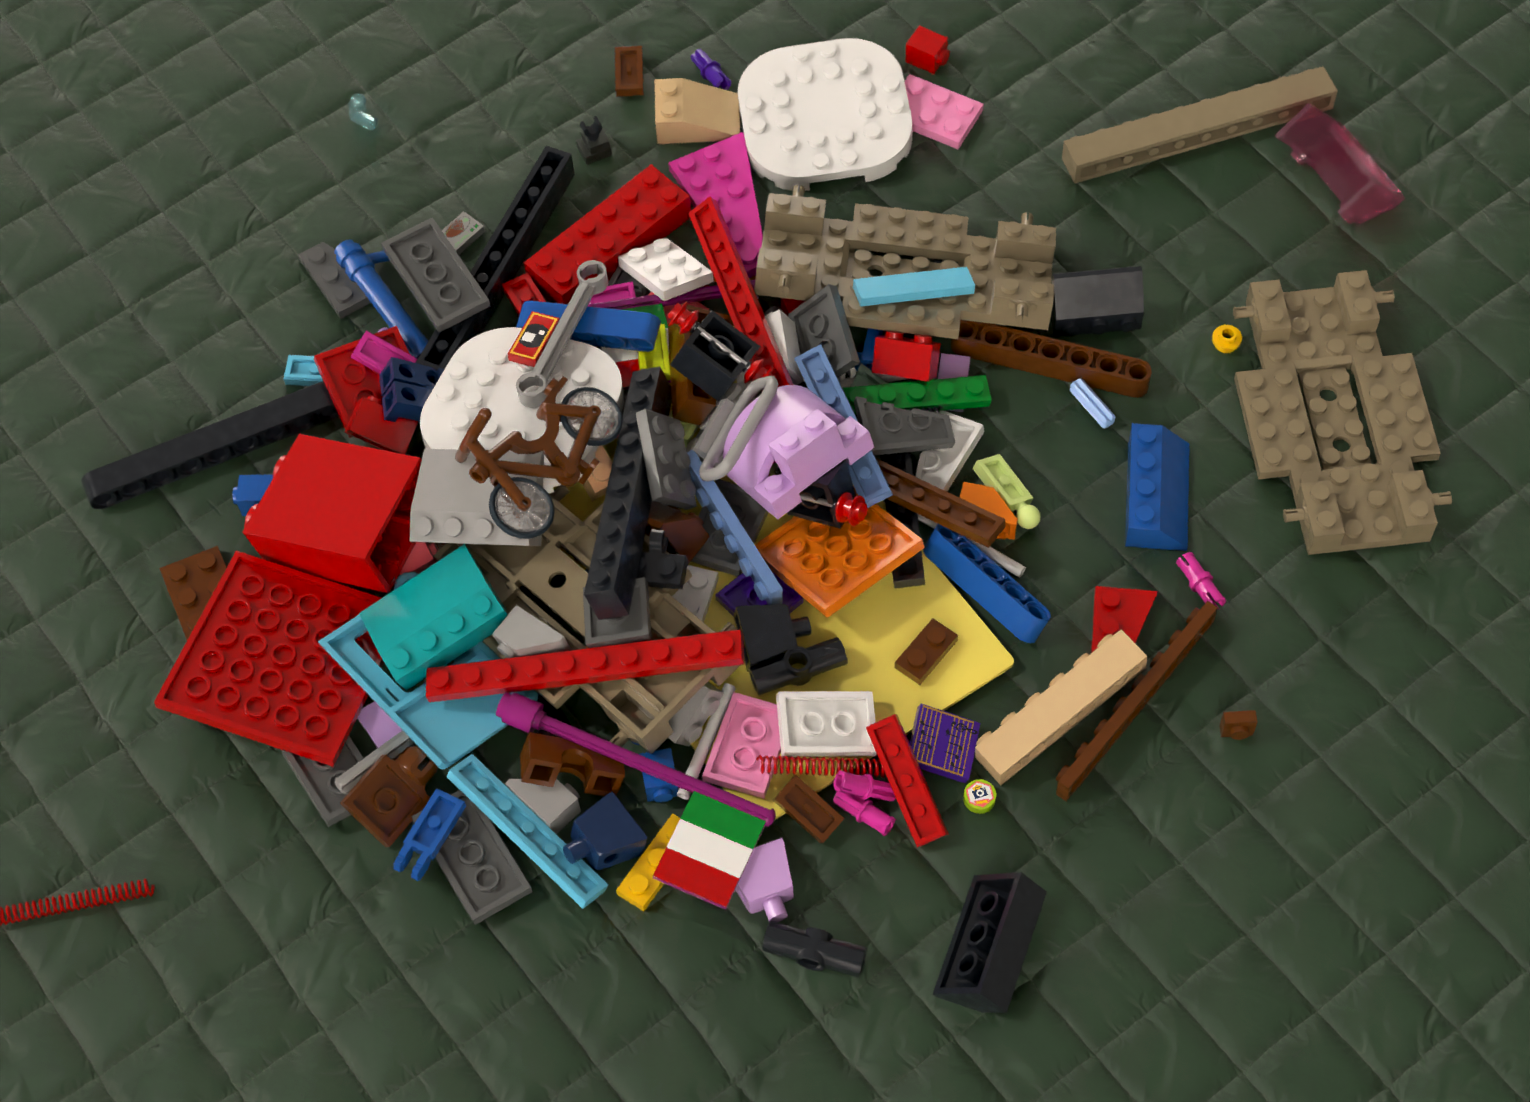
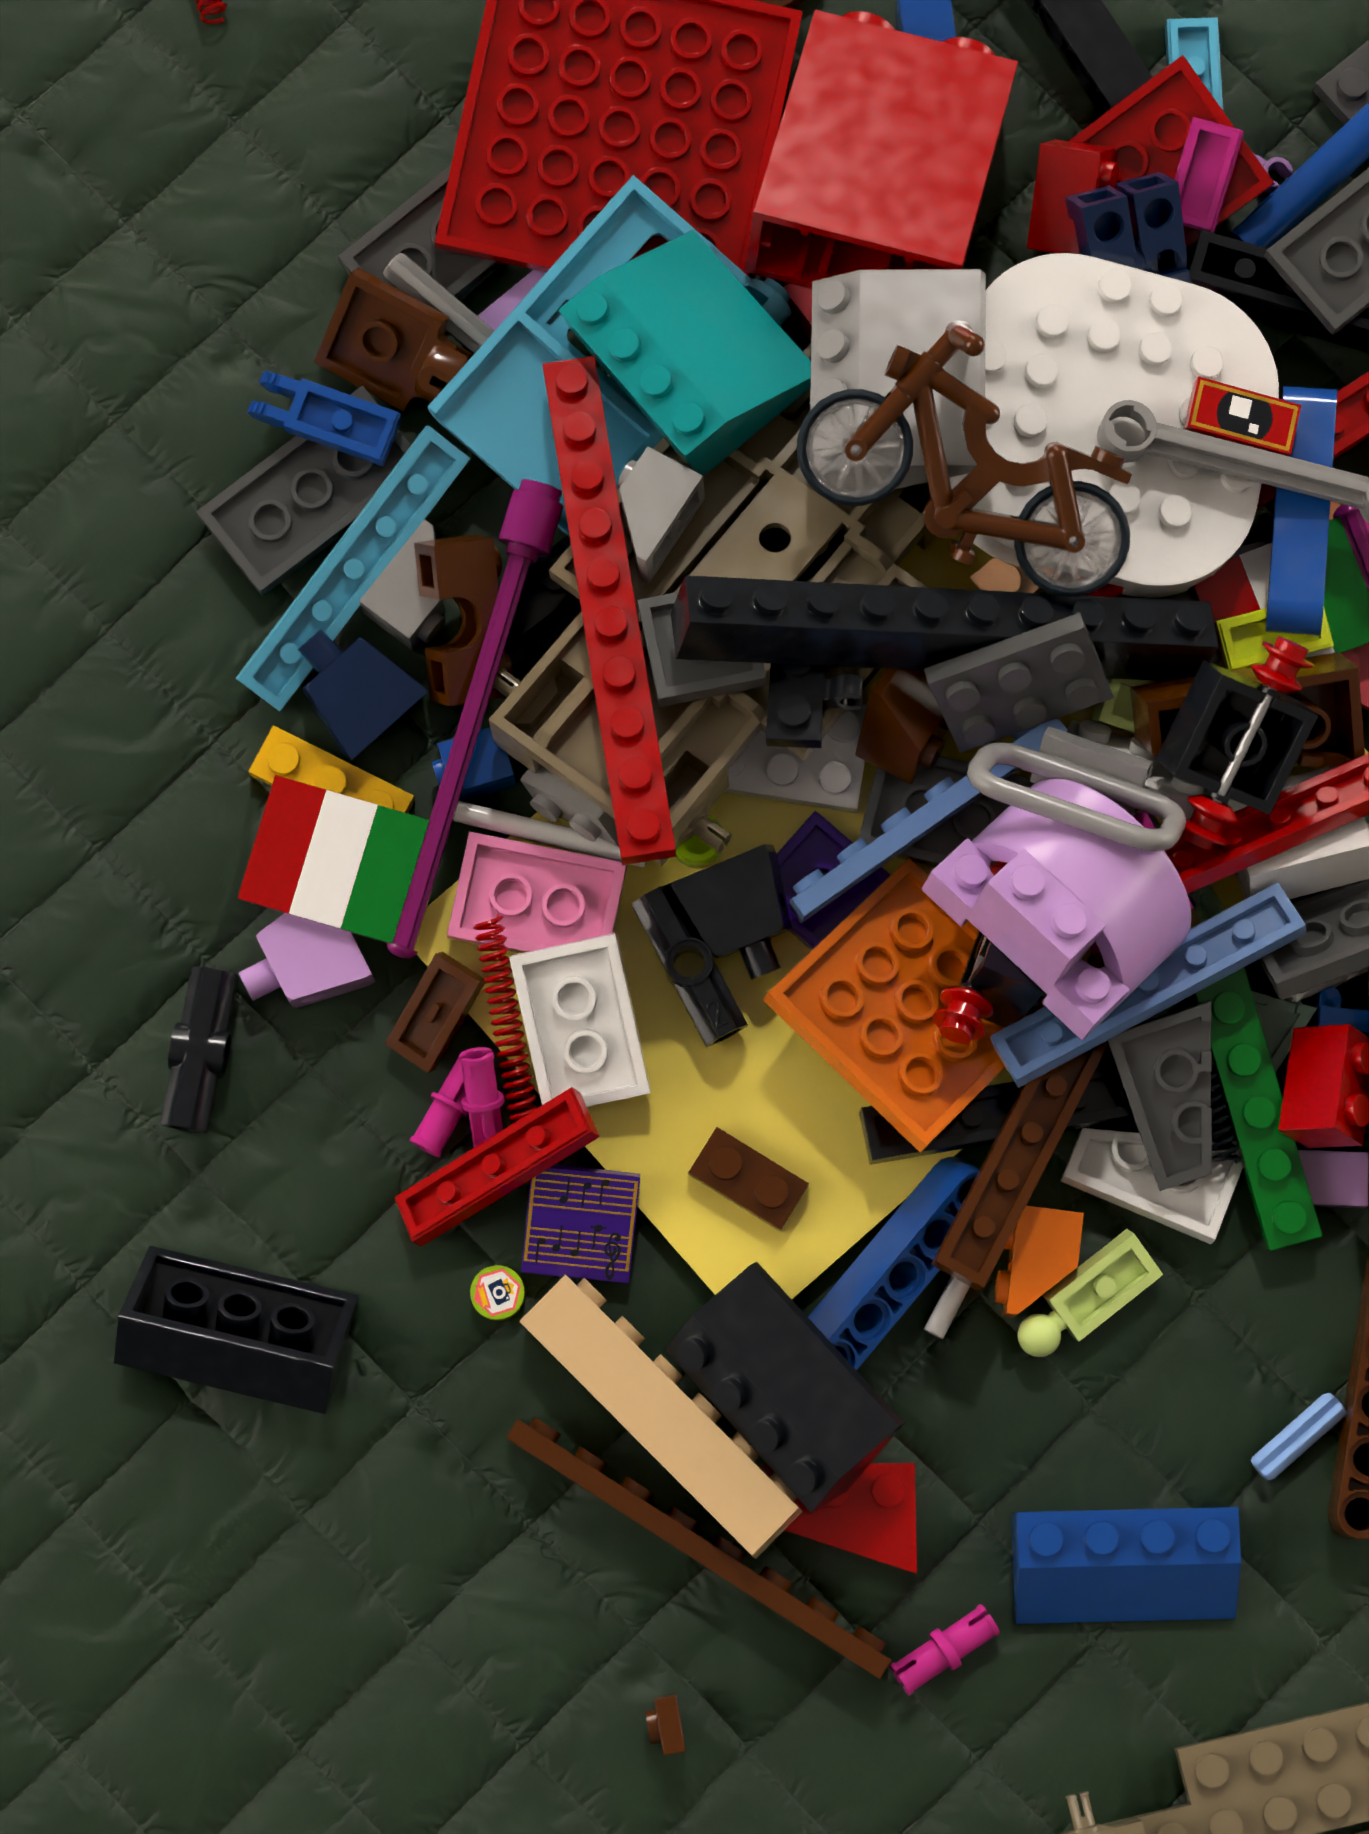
camera: 80 degrees right, 20 degrees up
(1050, 633) = (784, 1387): none -> black slope

